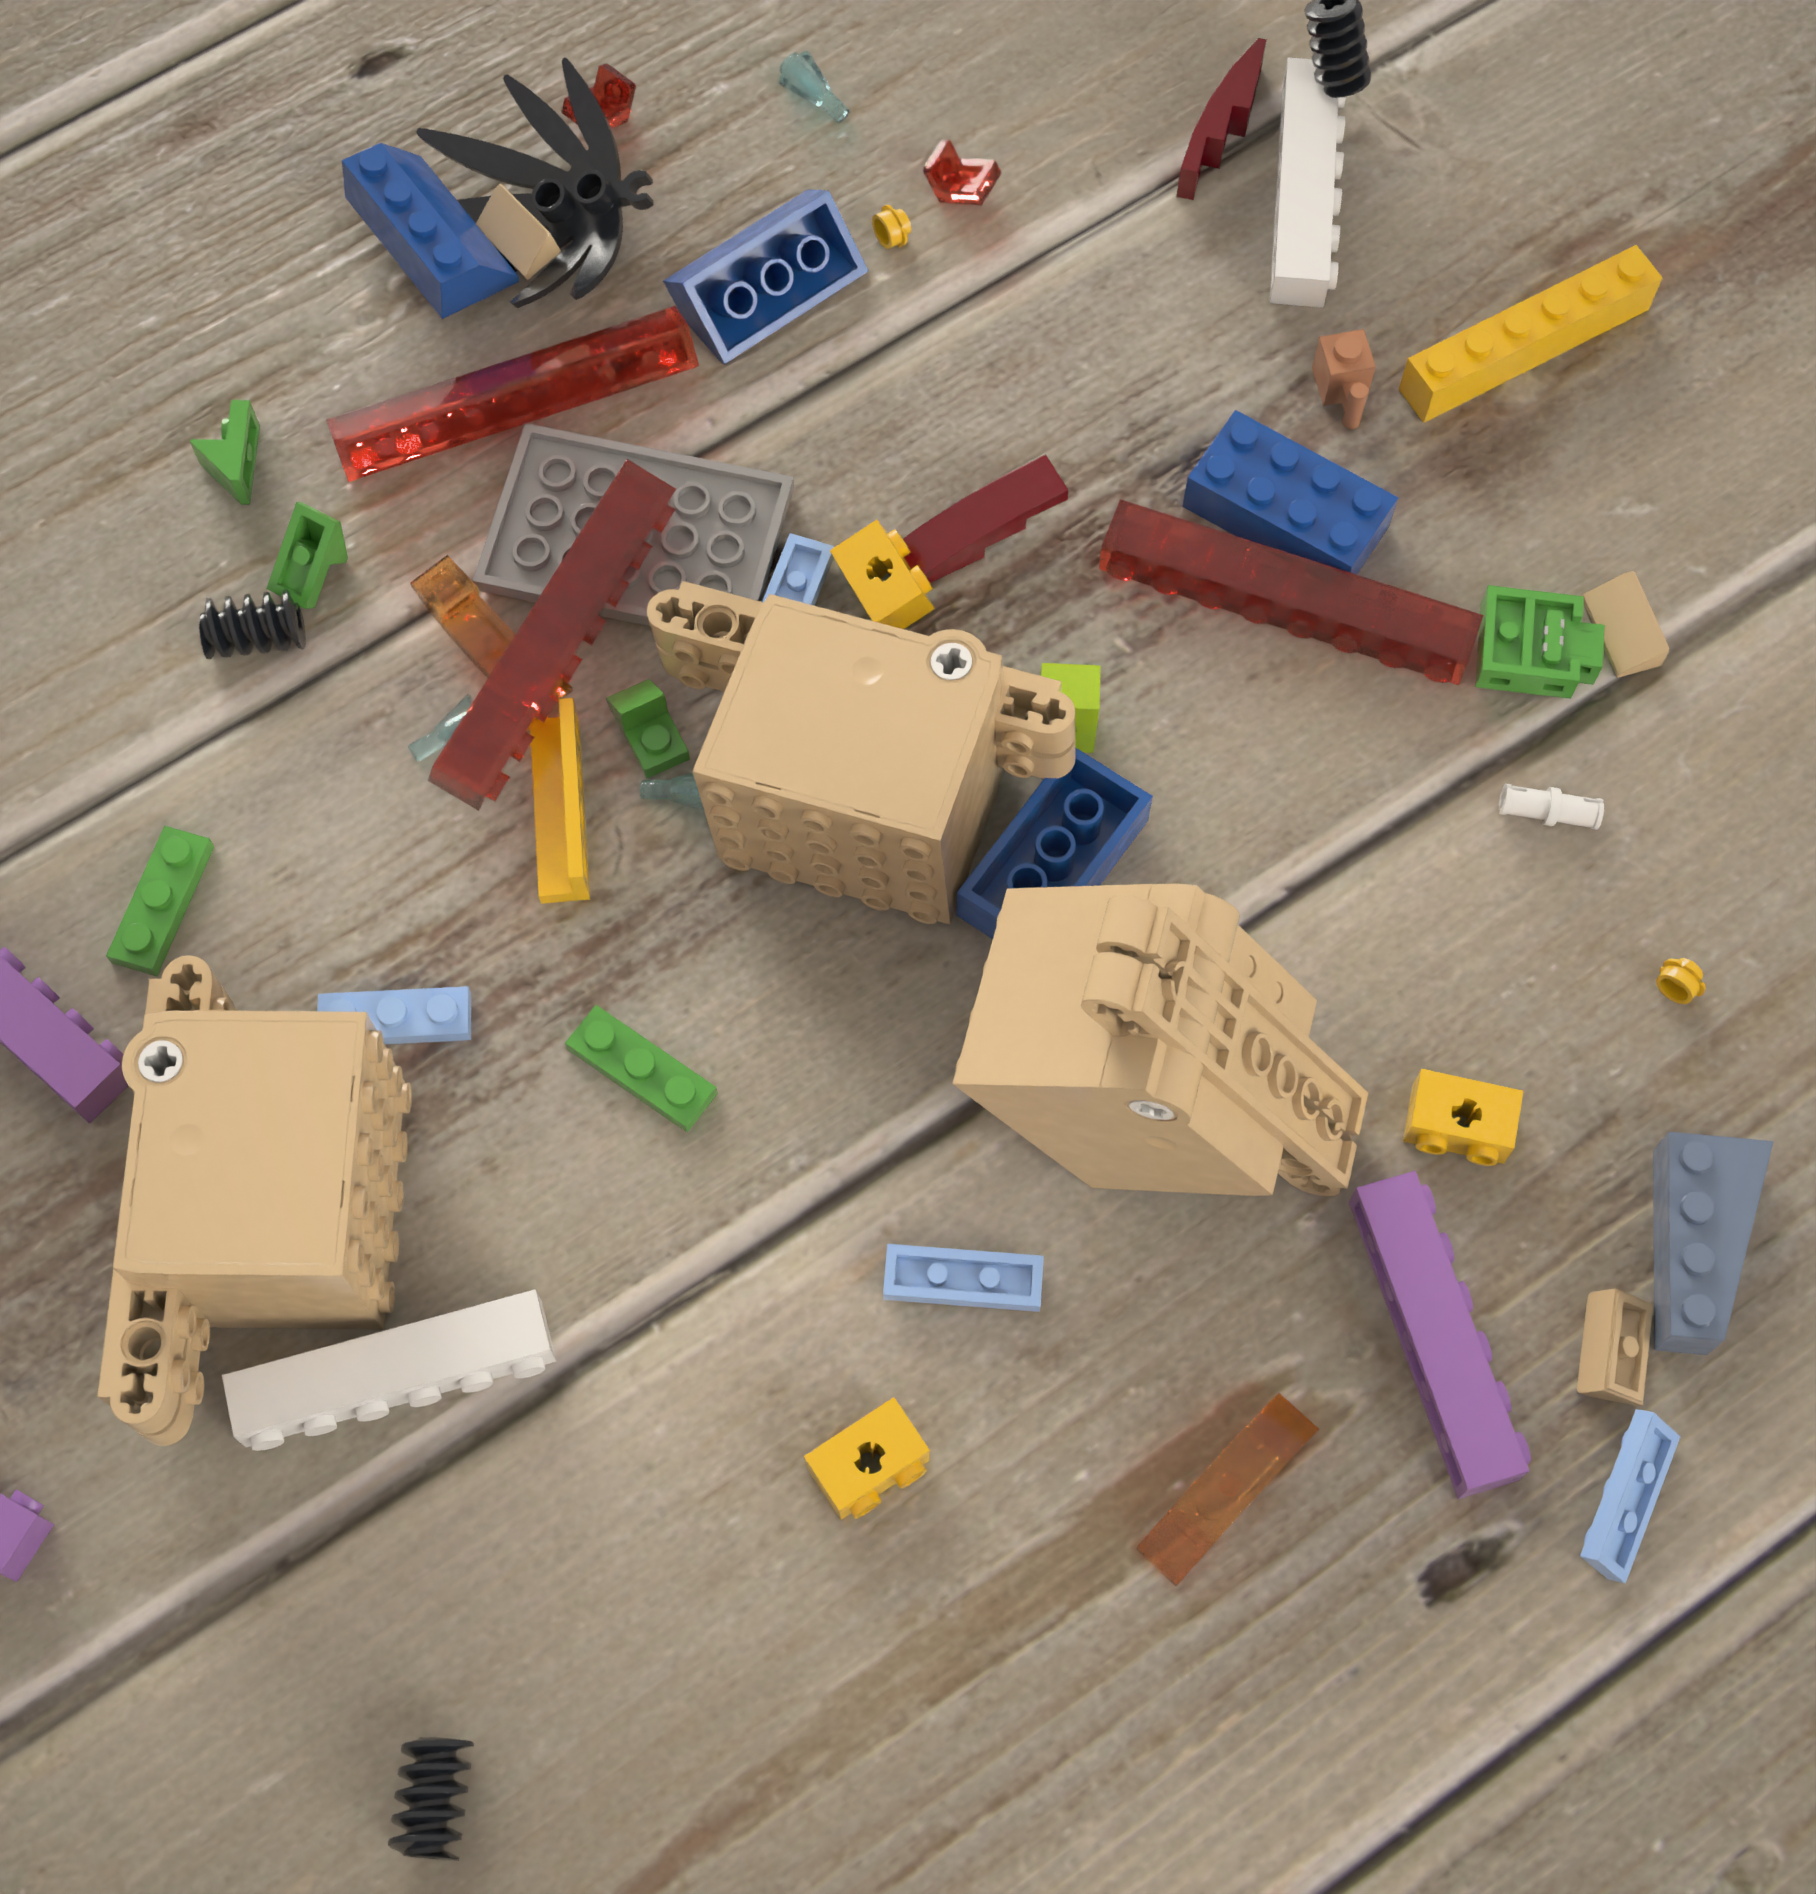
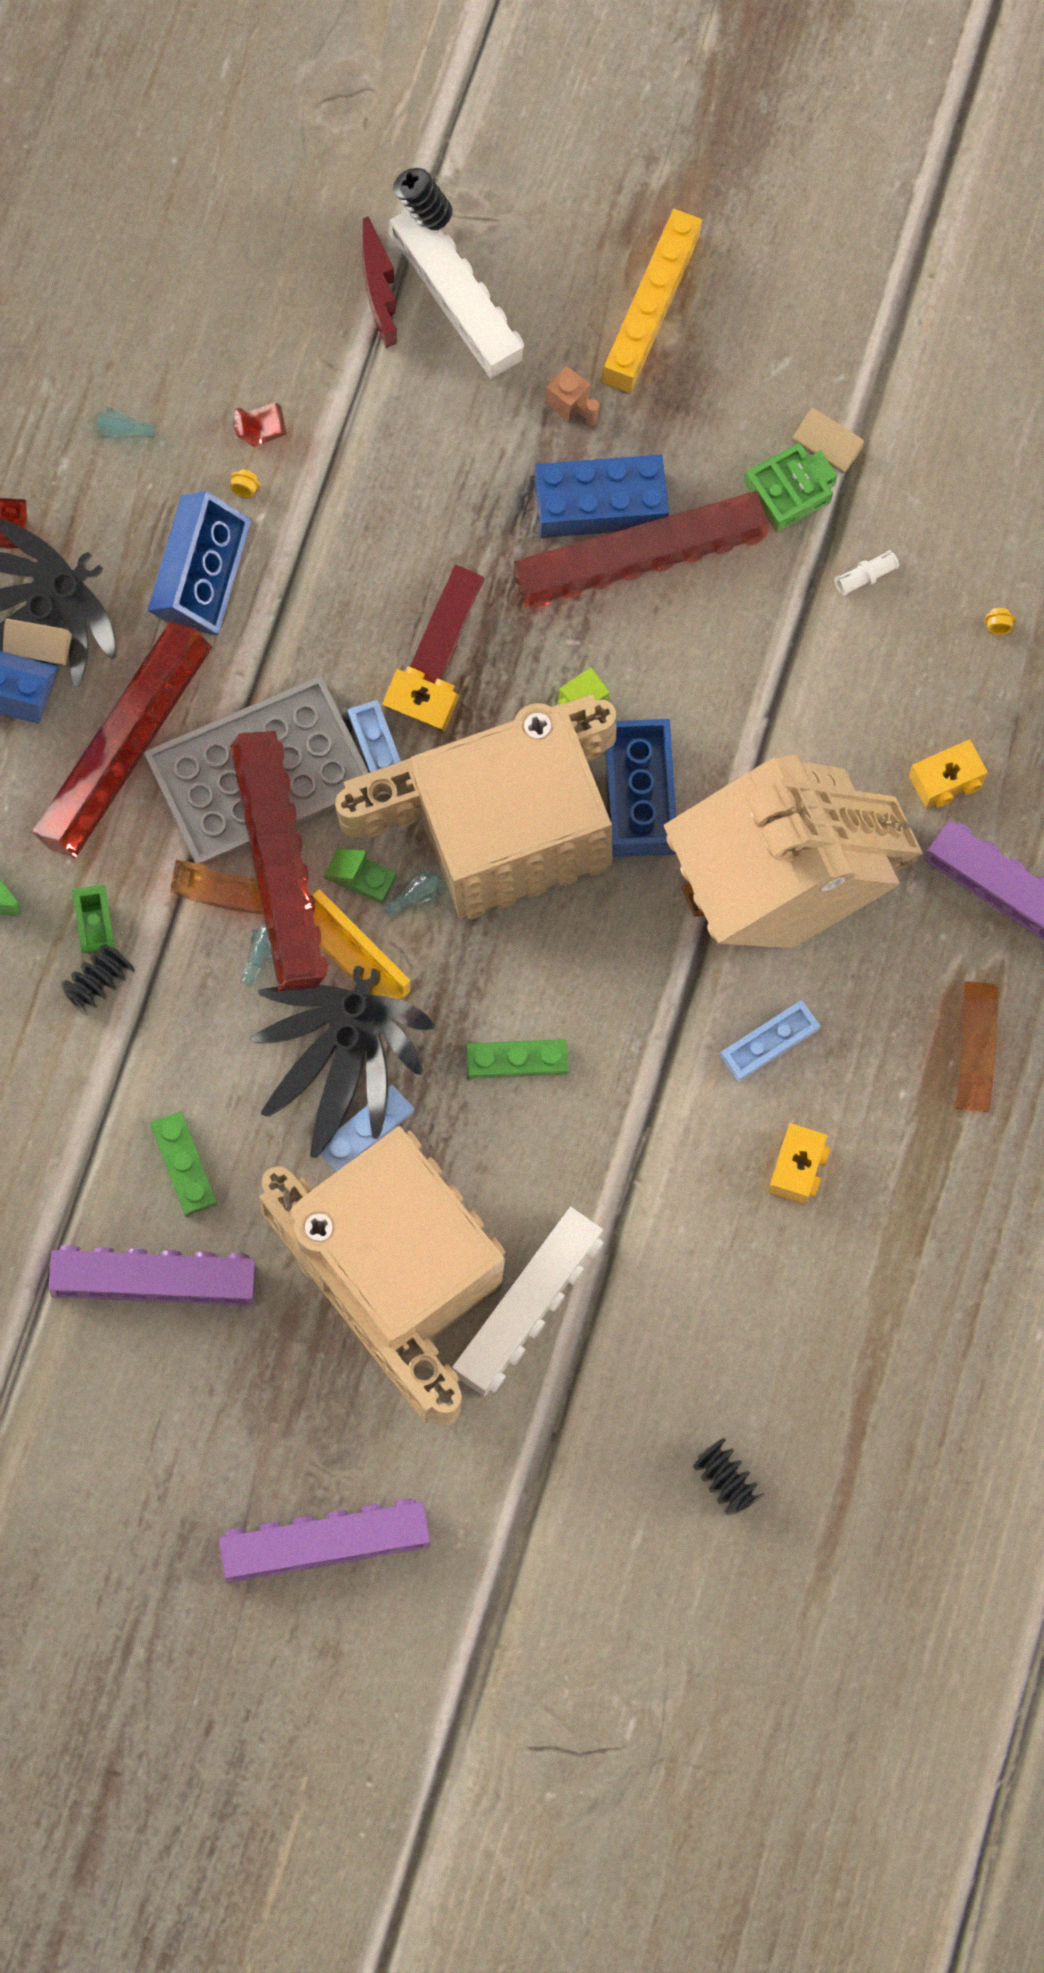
camera: 45 degrees left, 5 degrees up
(488, 887) = (355, 1027): none -> black plant

